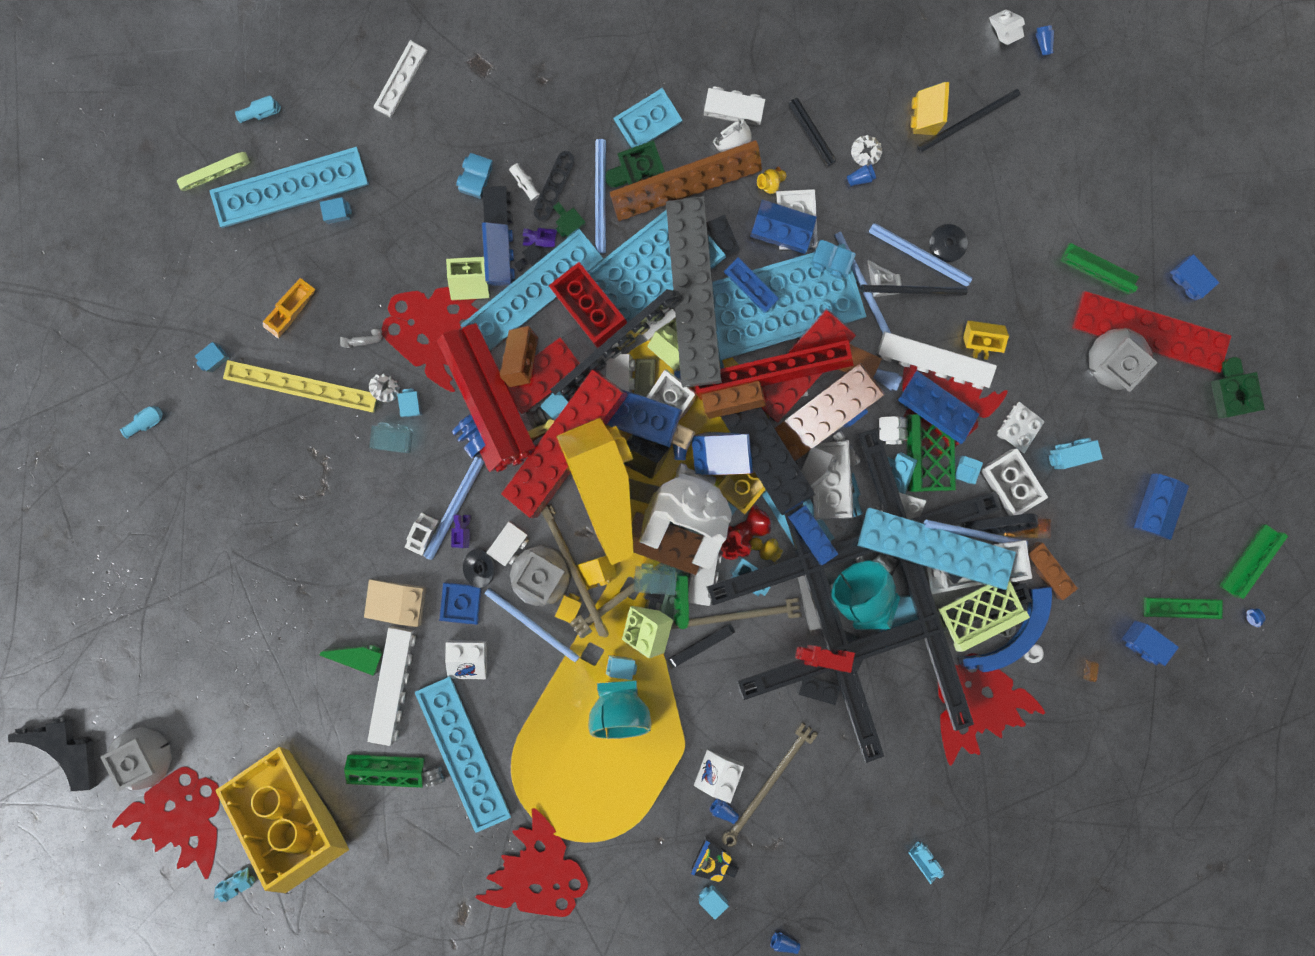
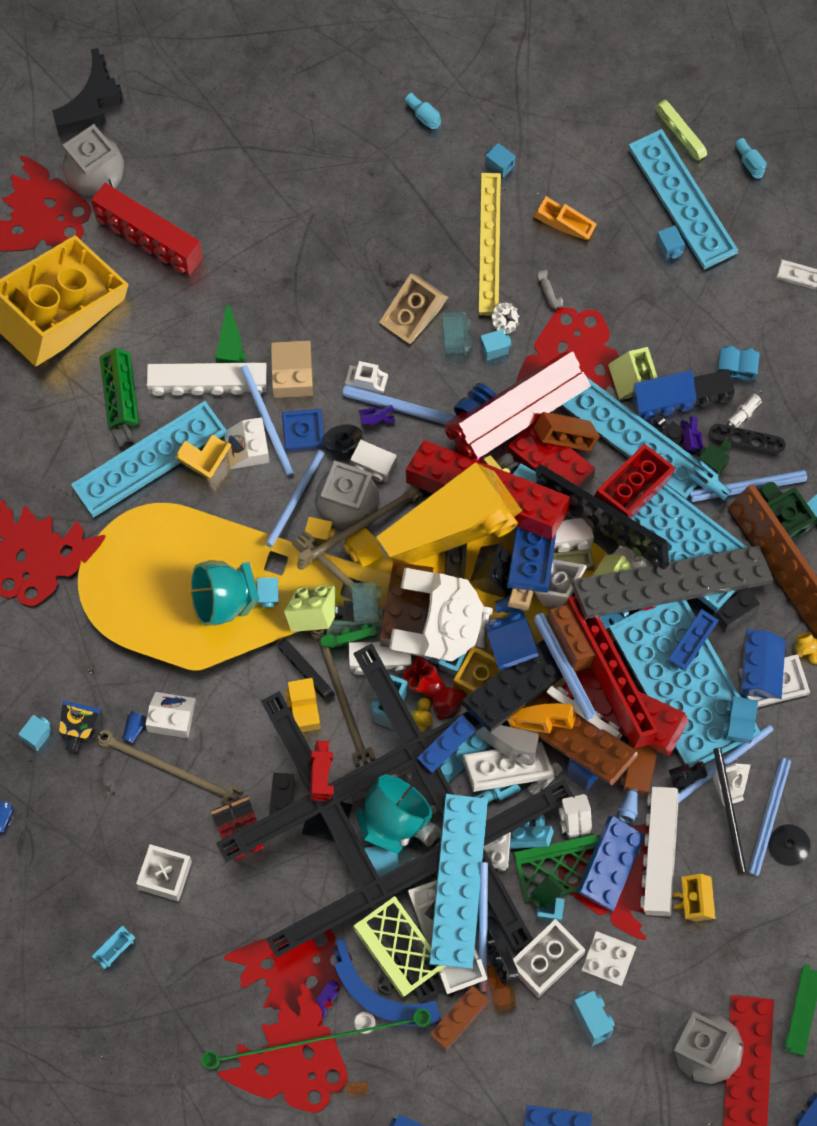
camera: 75 degrees right, 20 degrees down
(221, 719) = (147, 229): none -> red brick
(356, 474) = (413, 308): none -> tan slope
(447, 637) = (266, 419): none -> light blue piece
(477, 703) = (204, 461): none -> yellow panel
(594, 230) = (712, 483): none -> medium azure arm
(738, 653) = (303, 702): none -> yellow brick
(760, 410) = (565, 666): none -> light blue axle
(803, 439) = (544, 716): none -> light orange slope
(809, 396) = (560, 695): none -> white plate
(834, 735) = (226, 824): none -> hips
(869, 807) = (164, 872): none -> white brick
(870, 321) = (685, 775): none -> black plate
(956, 469) = (546, 892): none -> dark green slope
(1006, 681) = (328, 994): none -> dark purple plate
(1041, 792) = (211, 1060): none -> green piece
(1052, 727) = (288, 1065): none -> red piece

